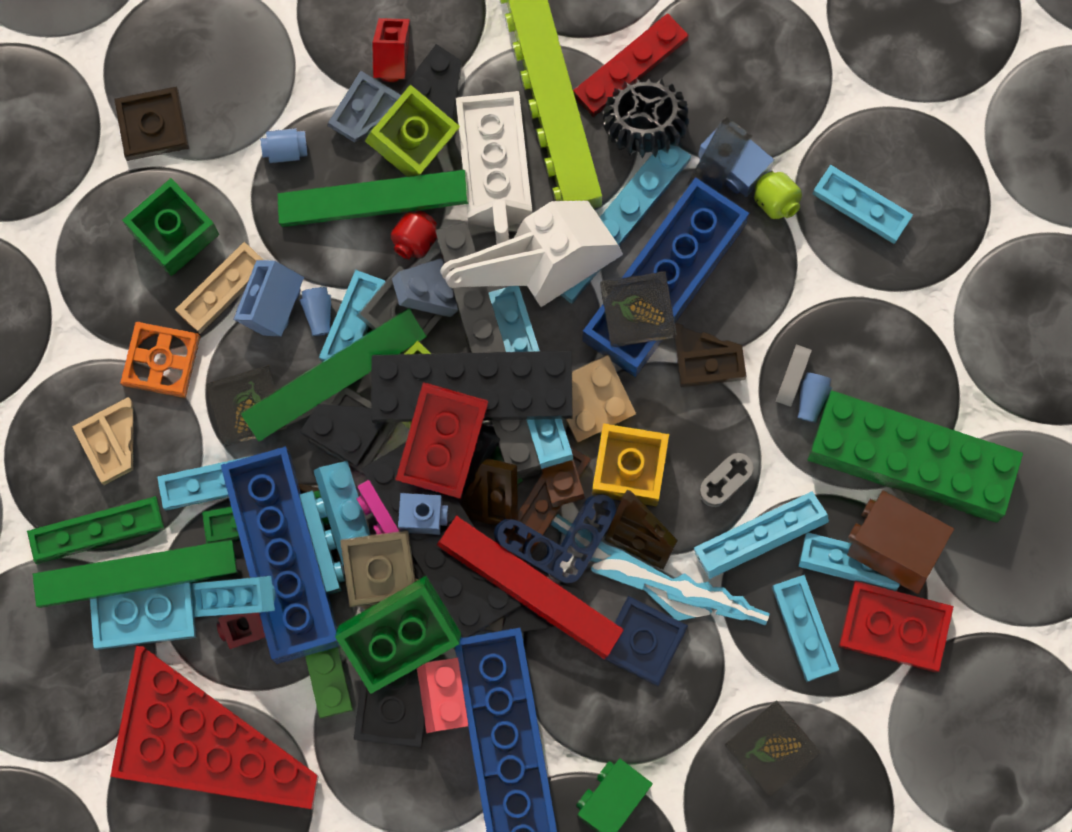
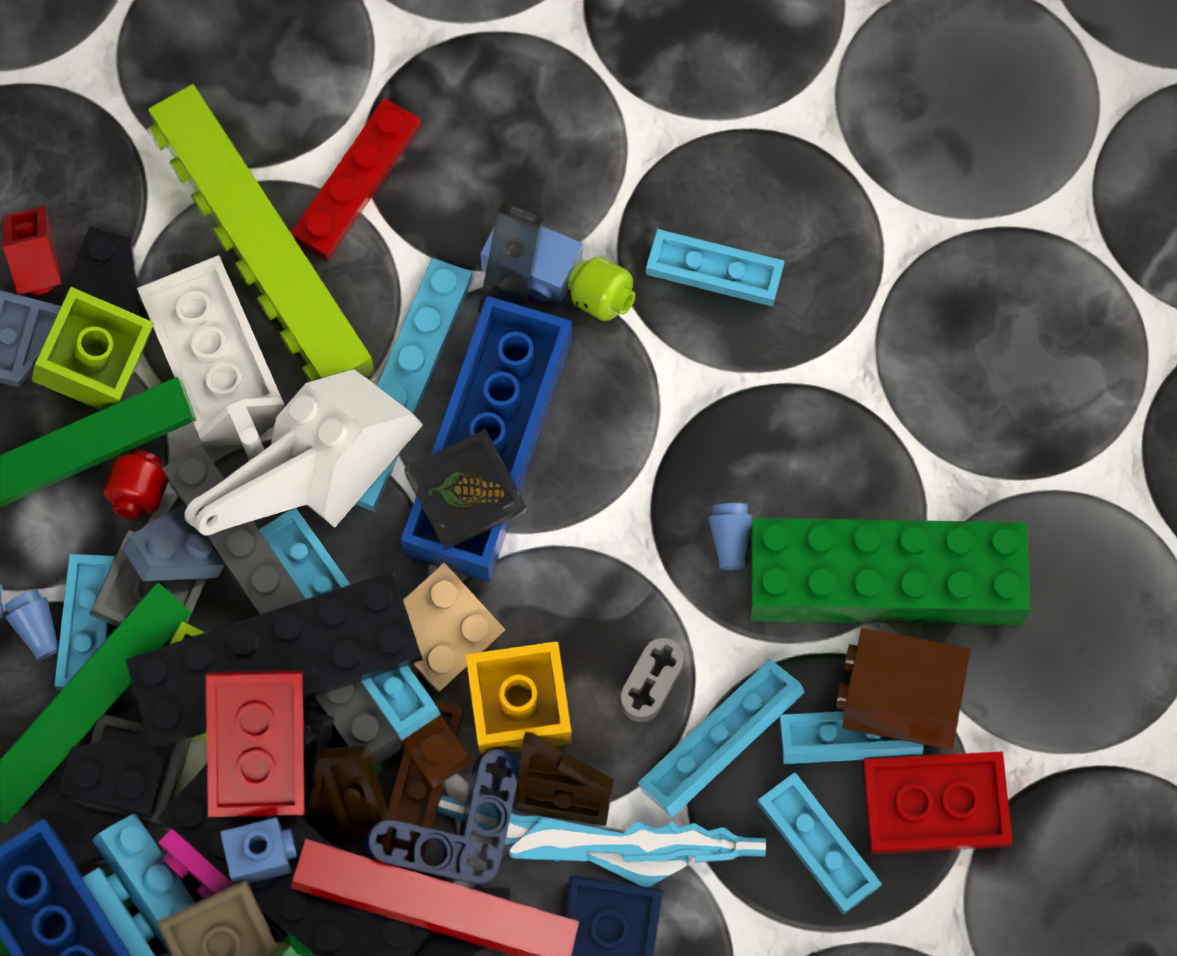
camera: 20 degrees left, 5 degrees down
(648, 107) = (396, 229): black gear -> none
(706, 359) = (576, 528): dark brown wing -> none
(793, 375) = (696, 515): light grey beam -> none

